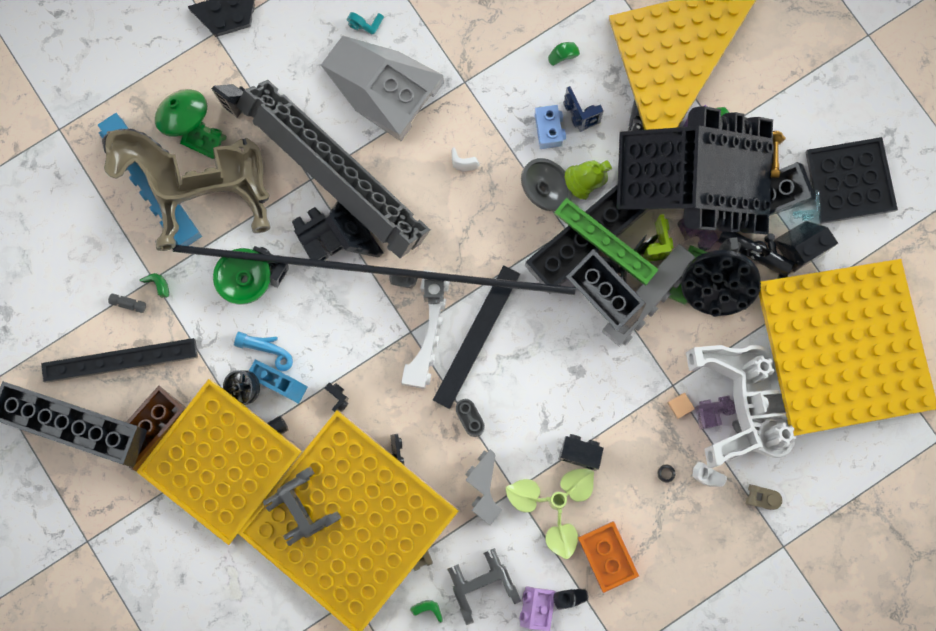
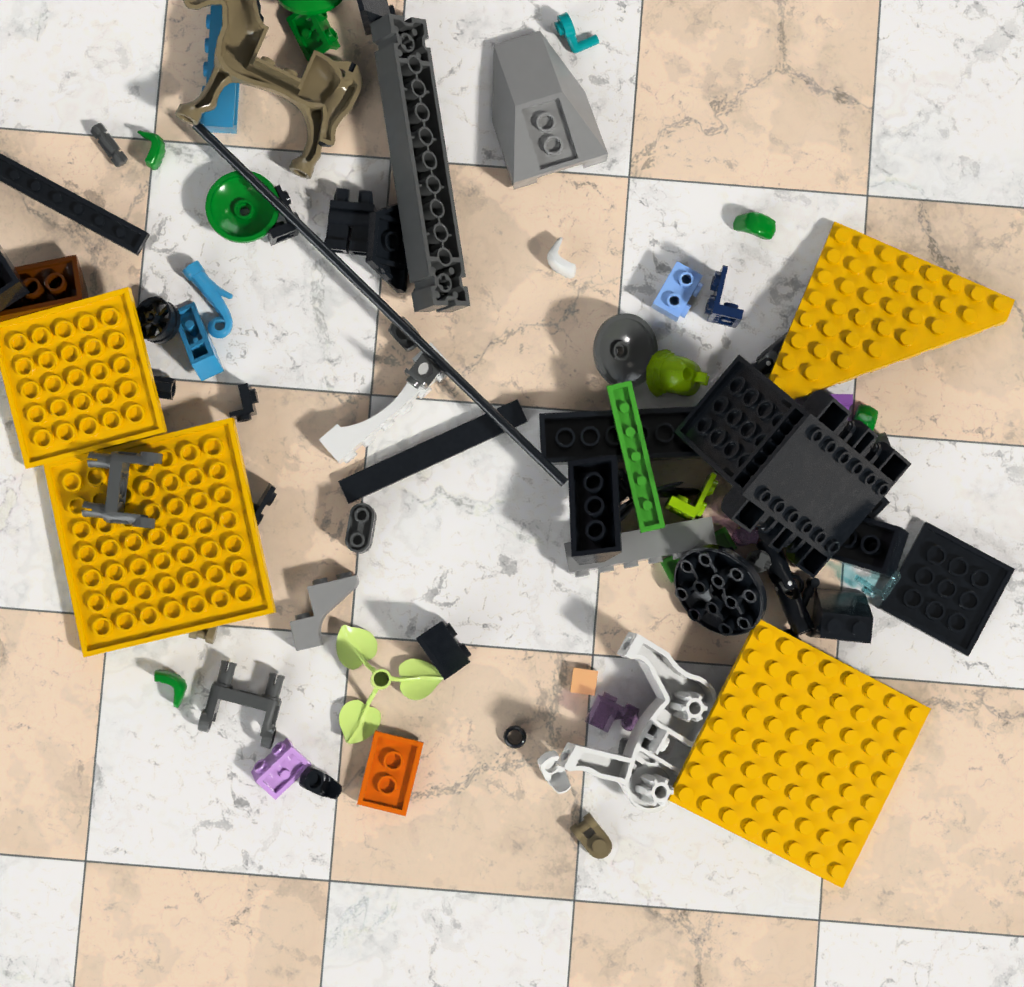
camera: 35 degrees right, 5 degrees up
(778, 138) = (903, 485): pearl gold piece -> none

